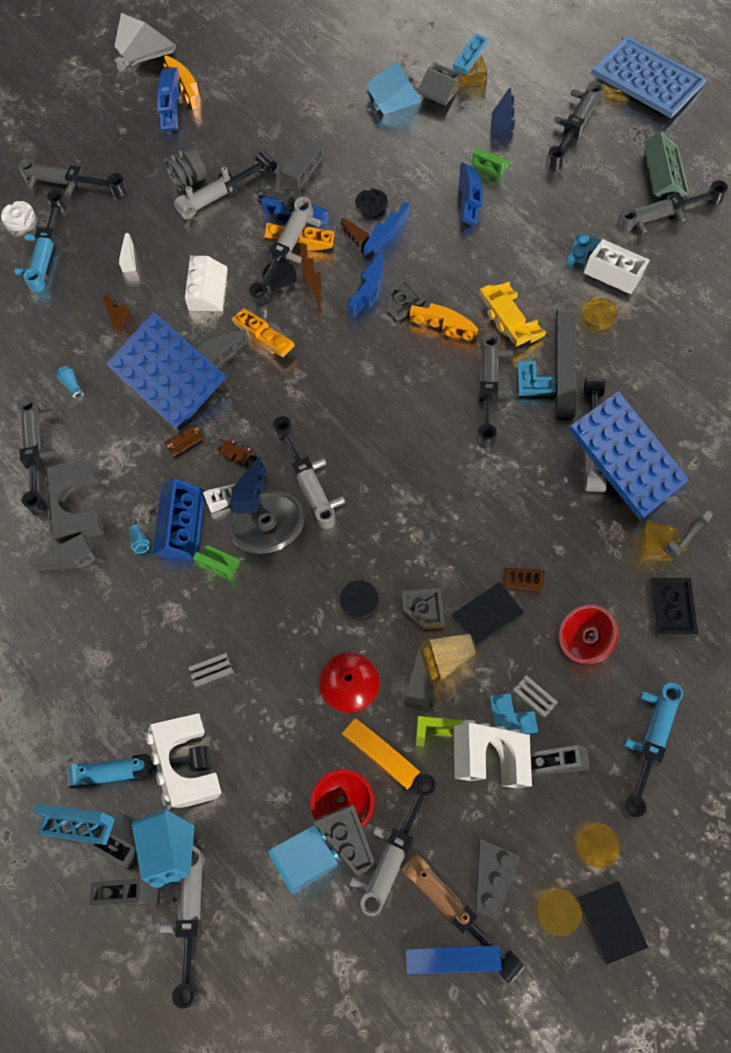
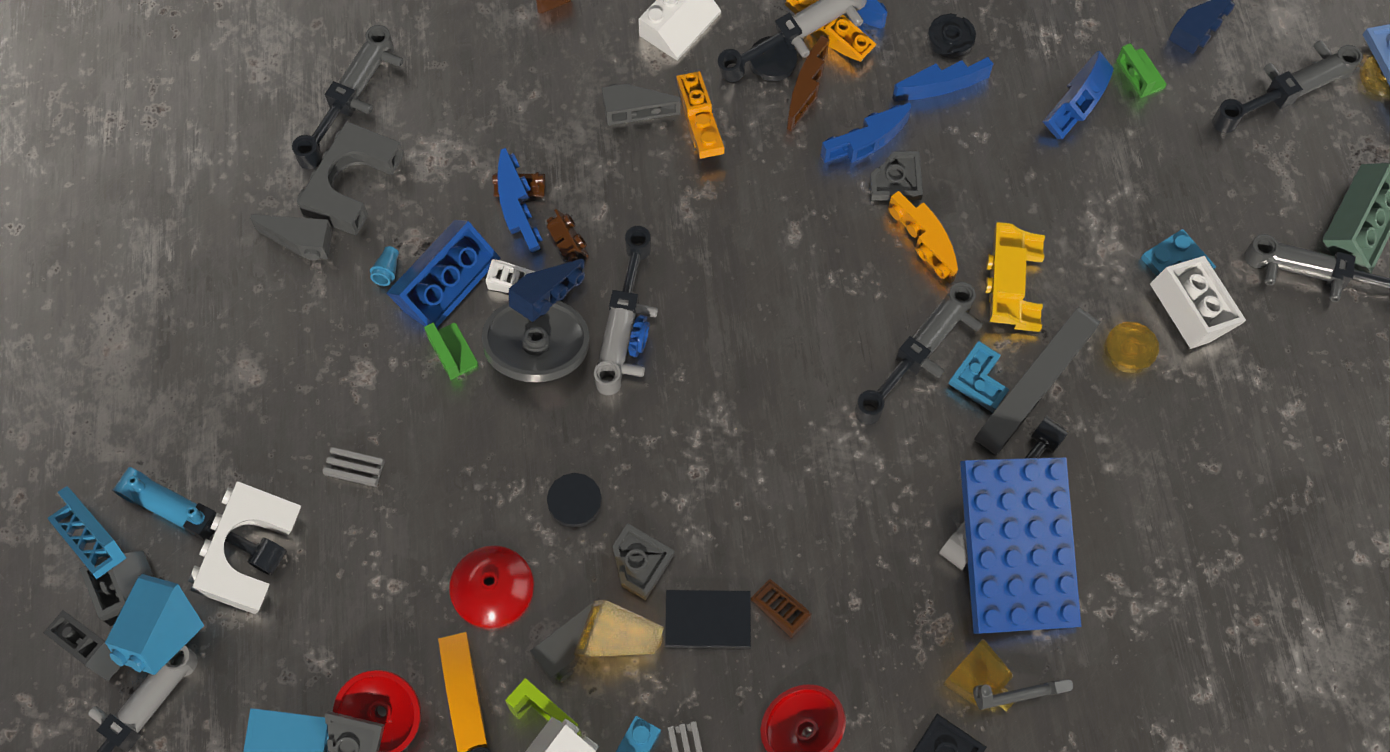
camera: 30 degrees right, 0 degrees up
(68, 379) = (446, 32): dark azure cone -> none
(166, 370) = (557, 91): blue plate -> none
(186, 445) = (512, 192): none -> blue slope
(326, 480) = (639, 336): none -> blue gear
(354, 233) = (900, 60): reddish brown slope -> none

